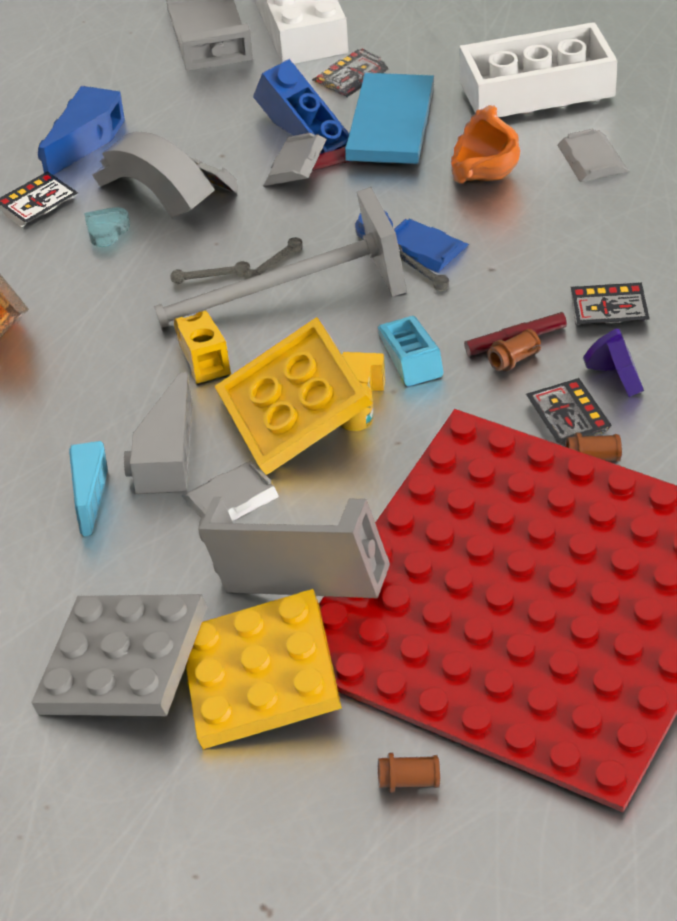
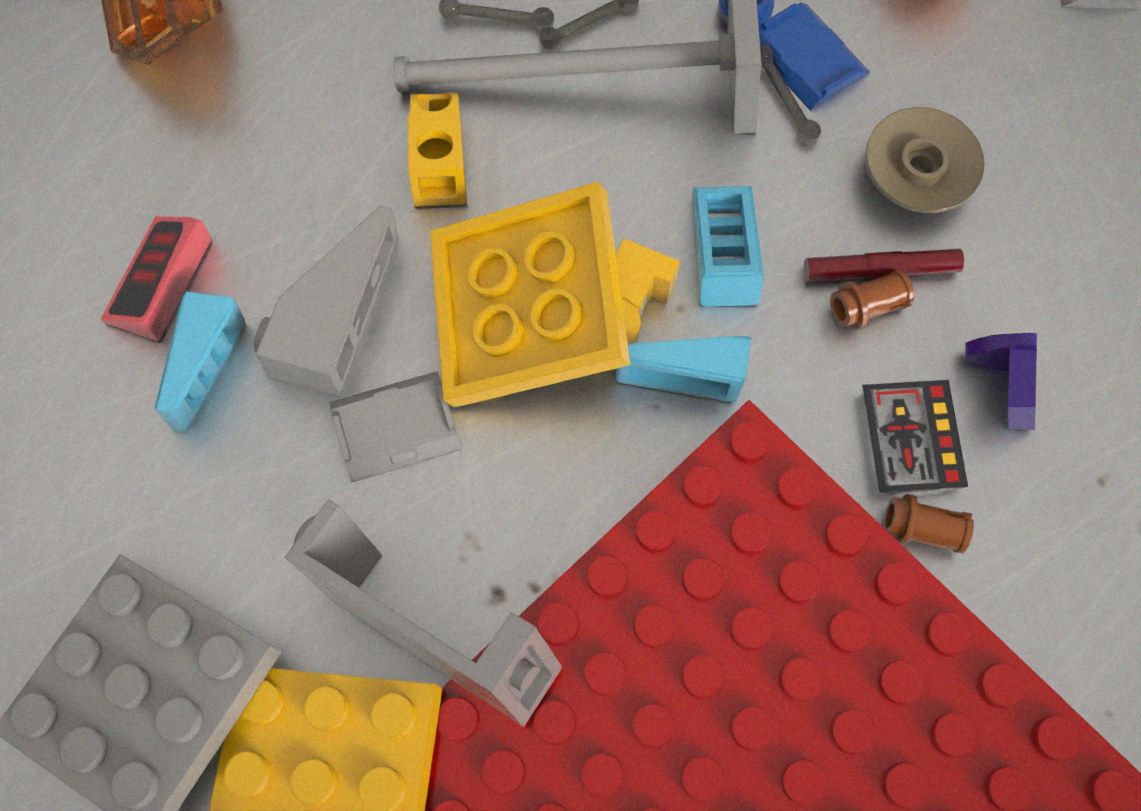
camera: 10 degrees right, 25 degrees up
(40, 457) = (158, 276): none -> slope
(429, 410) = (692, 367): none -> medium azure slope
(519, 272) = (936, 144): none -> dark tan dish
(609, 303) = (1034, 252): piece -> none

